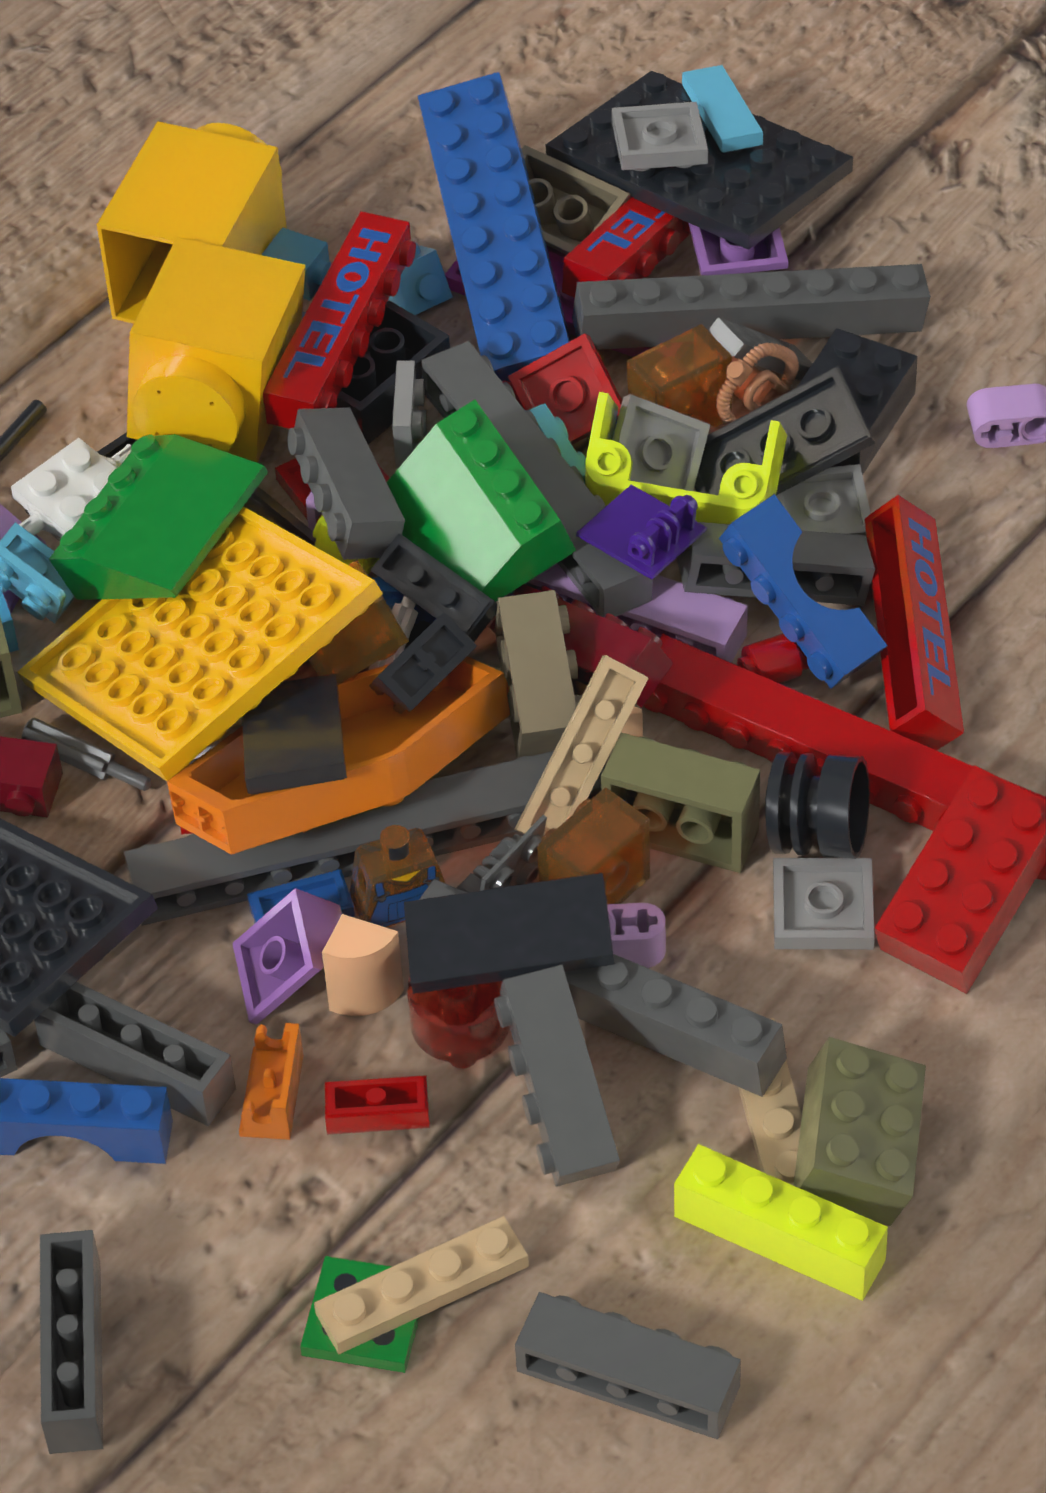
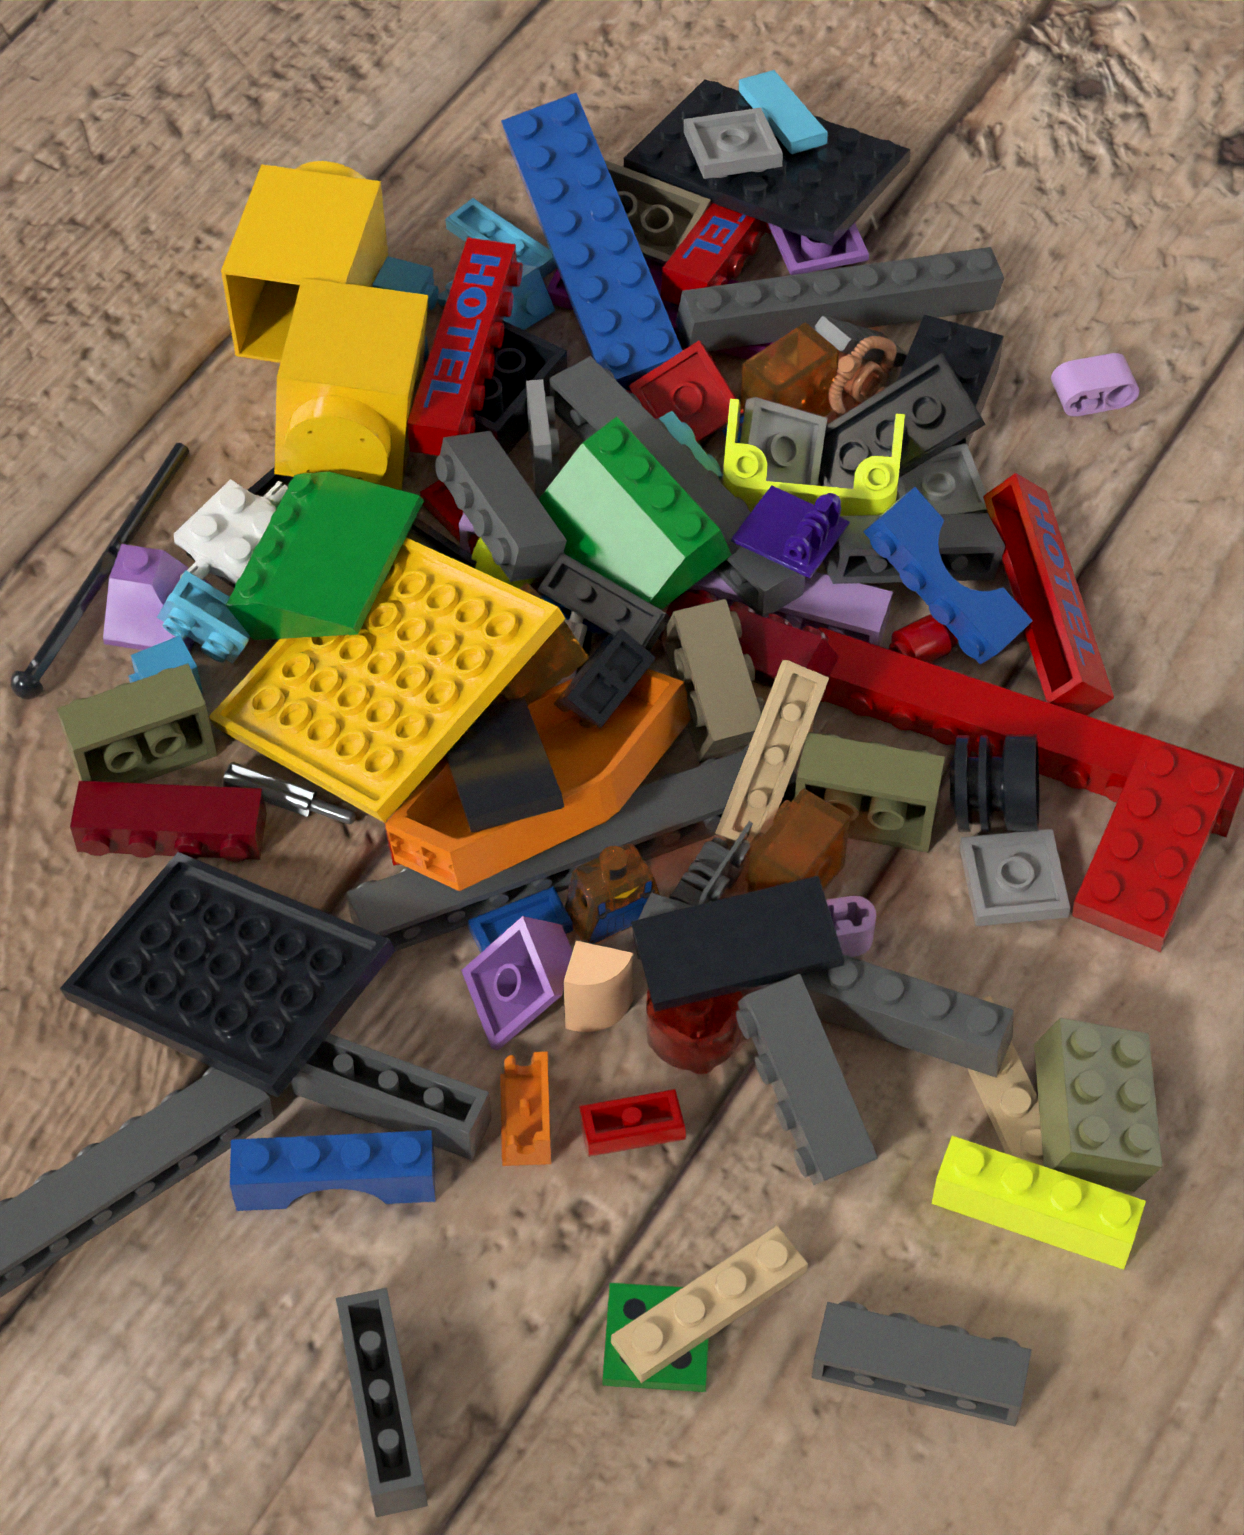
camera: 10 degrees left, 5 degrees up
(392, 201) = (480, 222): none -> medium azure tile

